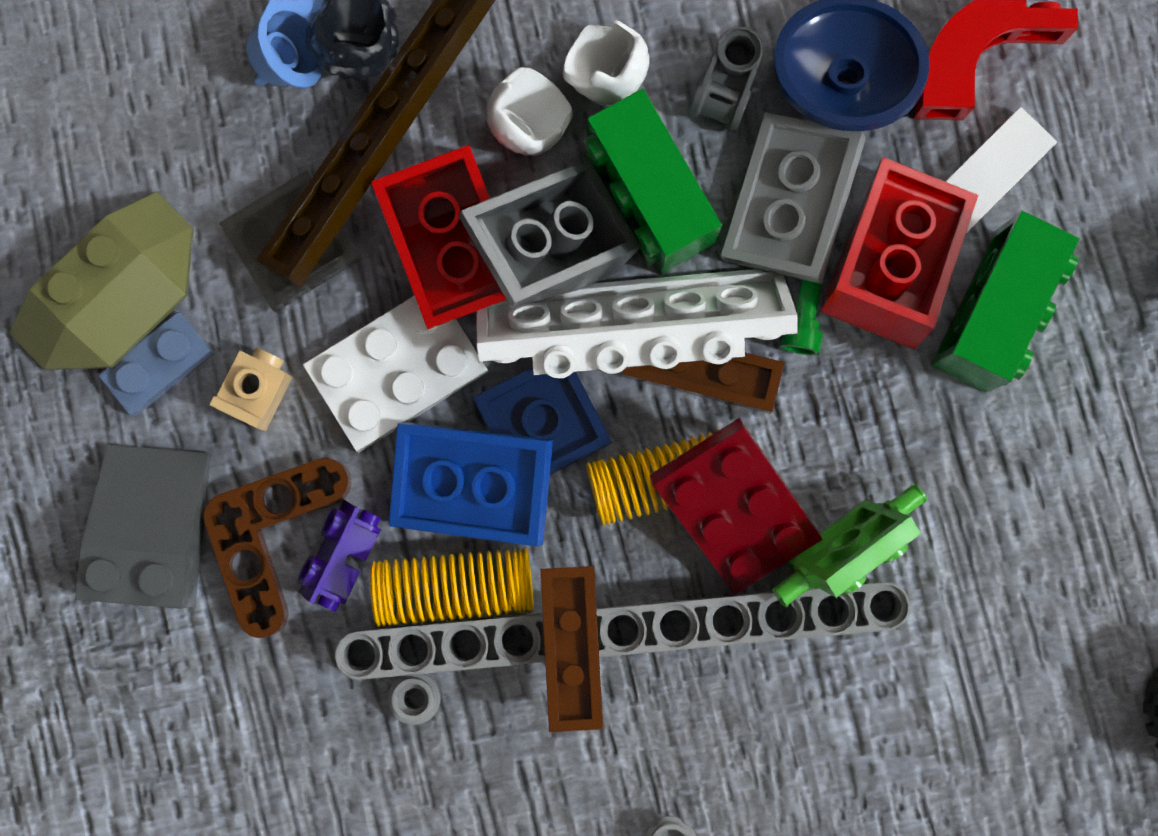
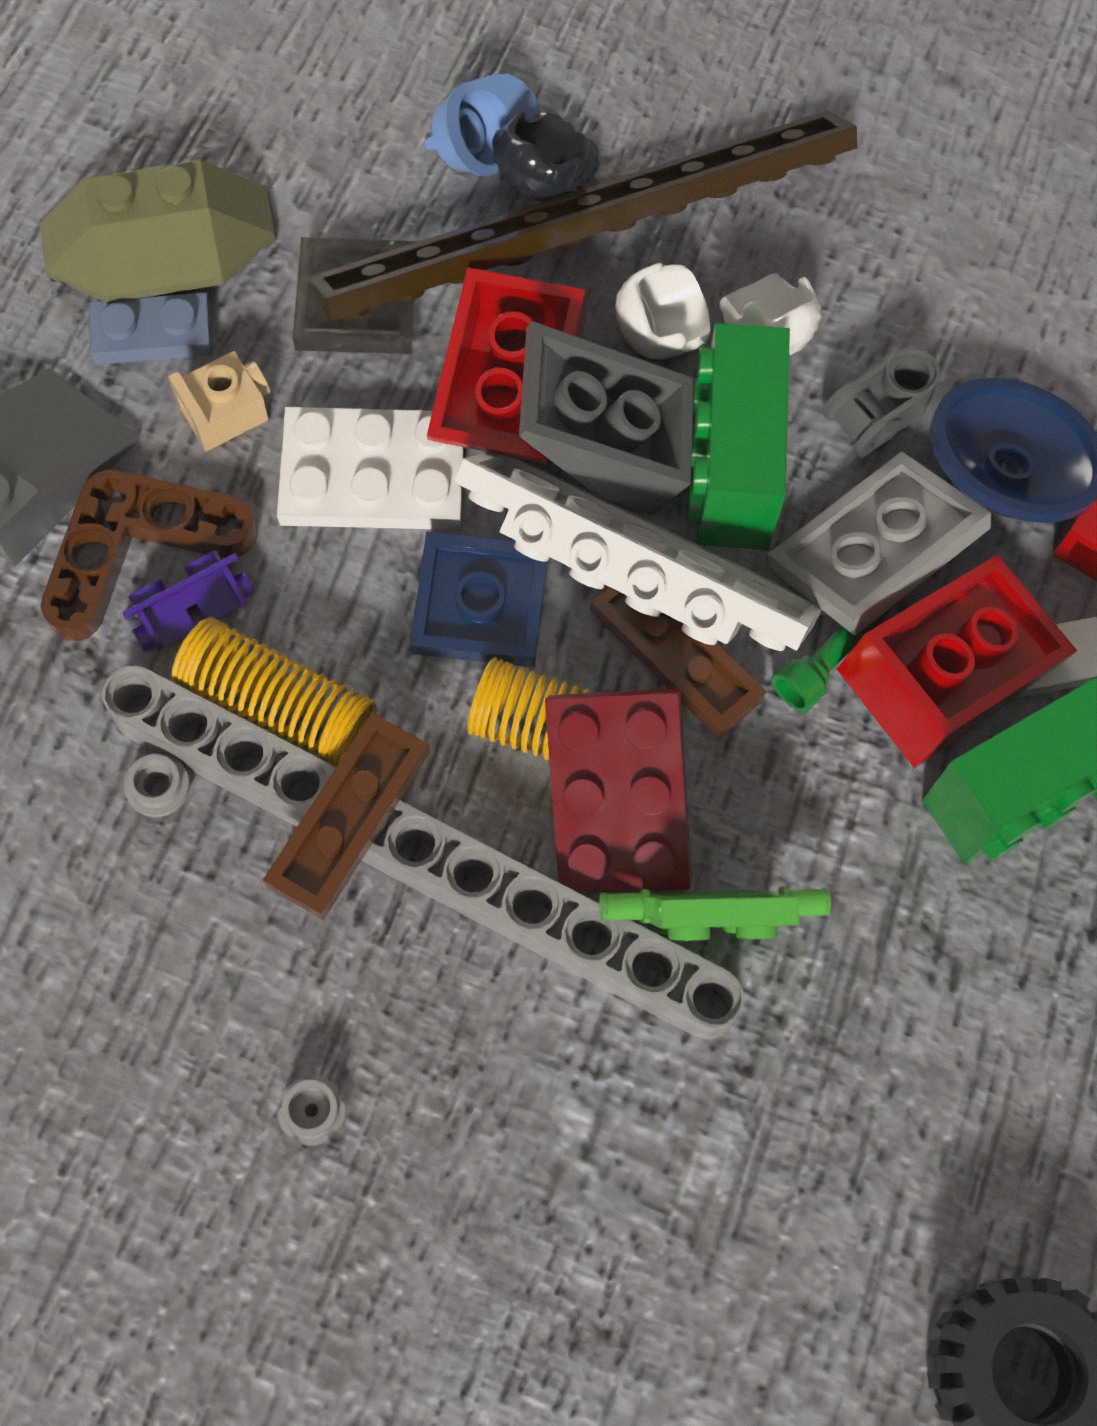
camera: 30 degrees right, 15 degrees down
(470, 483) = (366, 605): blue plate -> none

